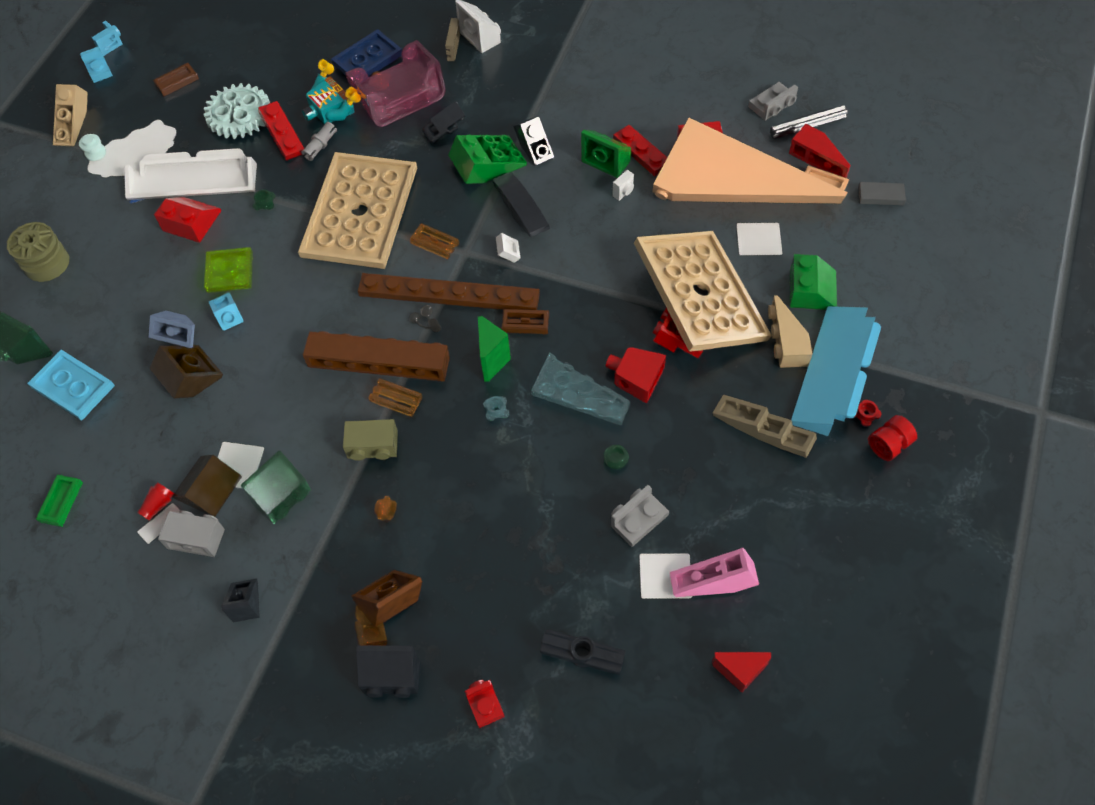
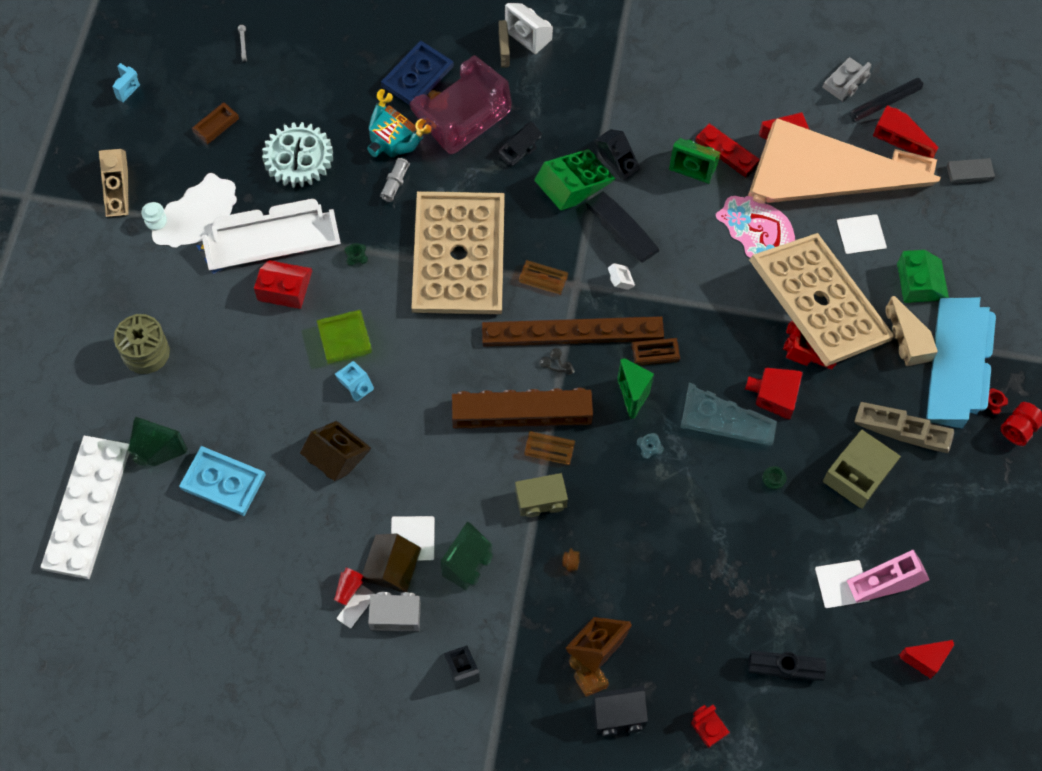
camera: 15 degrees left, 5 degrees up
(59, 500) = (250, 599): green tile -> none
(96, 64) = (123, 116): medium azure bracket -> none
(172, 328) = (313, 409): sand blue slope -> none
(225, 8) = (241, 28): none -> light grey hinge
(281, 130) = (352, 173): red plate -> none
(623, 185) = (720, 193): white plate -> none
(638, 516) = (808, 532): light grey bracket -> none
(653, 216) = (755, 224): none -> sticker
(708, 459) = (861, 468): none -> olive slope

